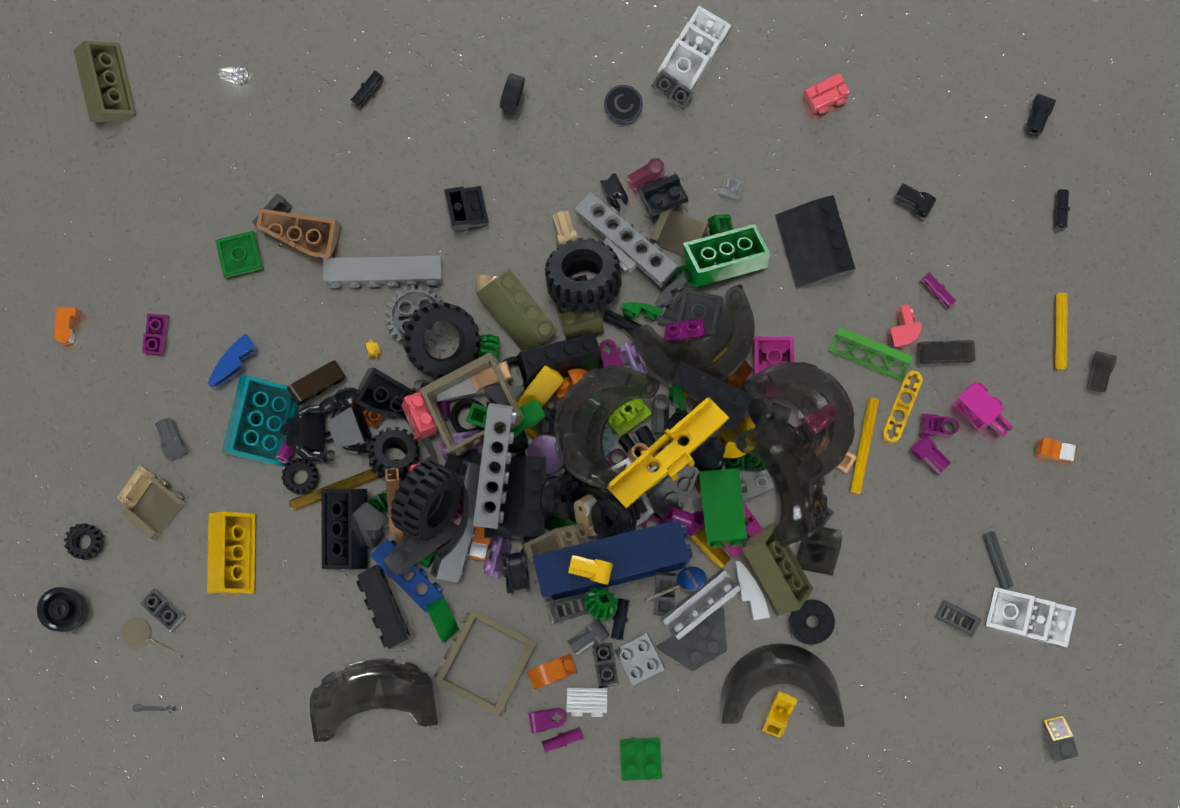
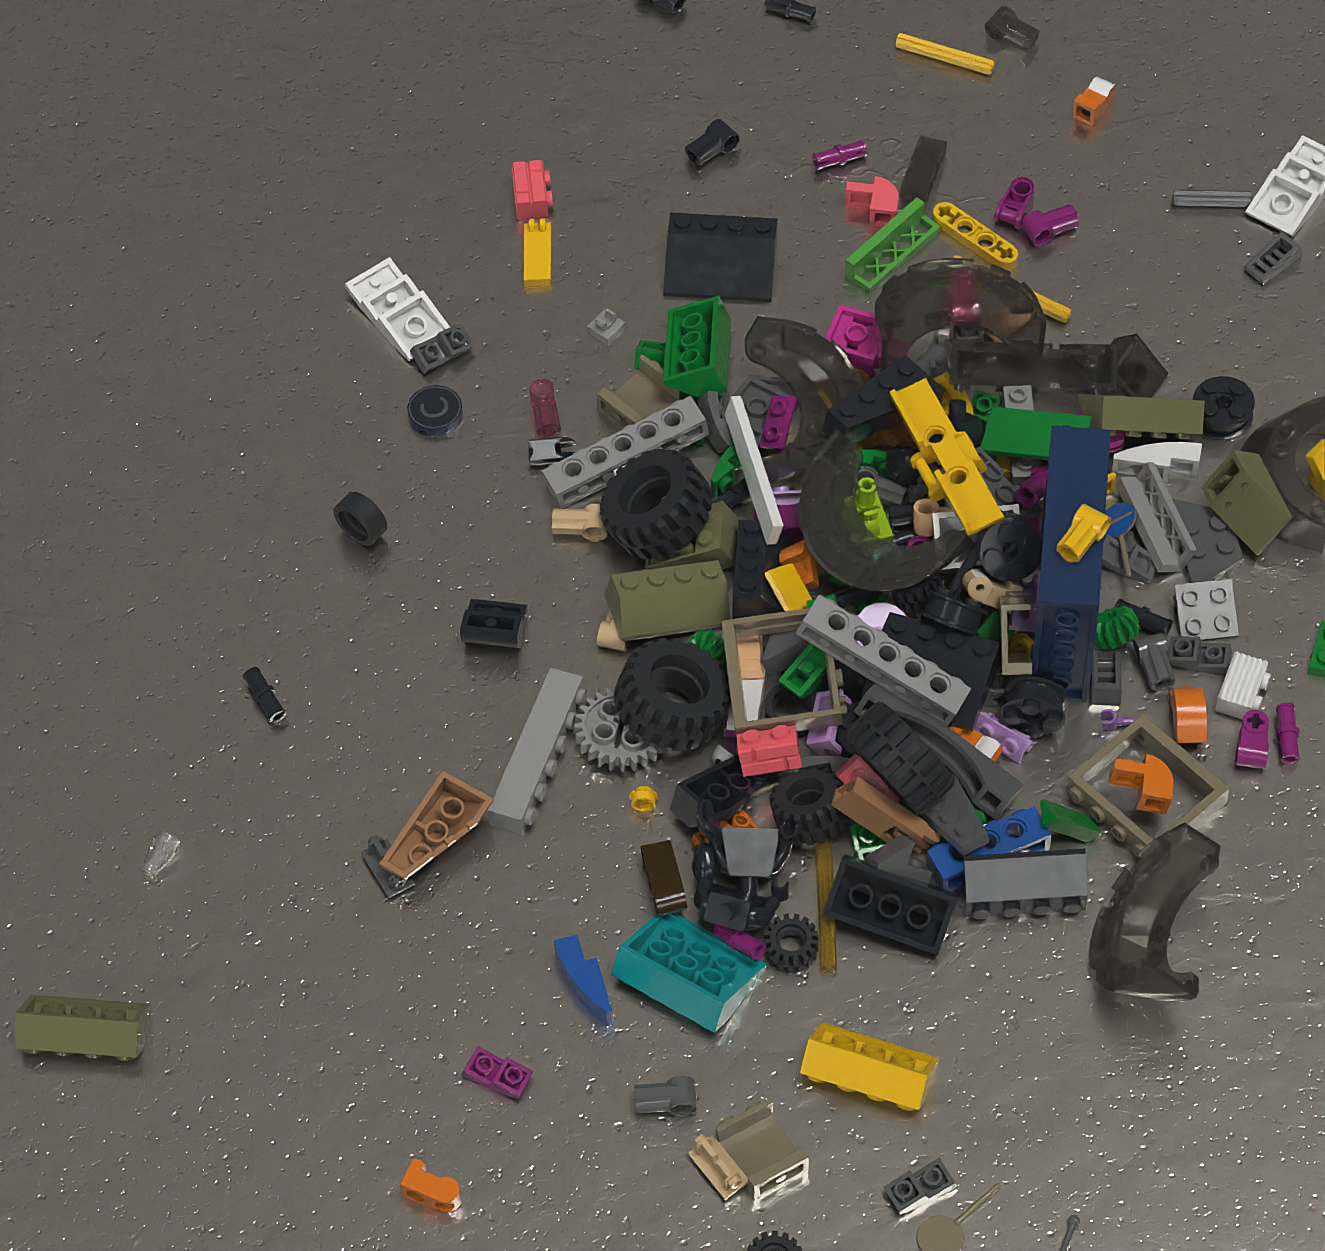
camera: 70 degrees left, 25 degrees down
(239, 254) = (429, 925): green plate -> none
(478, 667) = (1150, 778): none -> orange brick
(536, 628) = (1109, 726): none -> medium lavender hand
(630, 328) = (754, 470): none -> white tile
(663, 194) = (581, 392): black brick -> none
(729, 662) = (1247, 499): none -> olive slope
(776, 119) = (537, 253): none -> yellow hinge
(982, 409) = (1012, 150): dark pink brick -> none

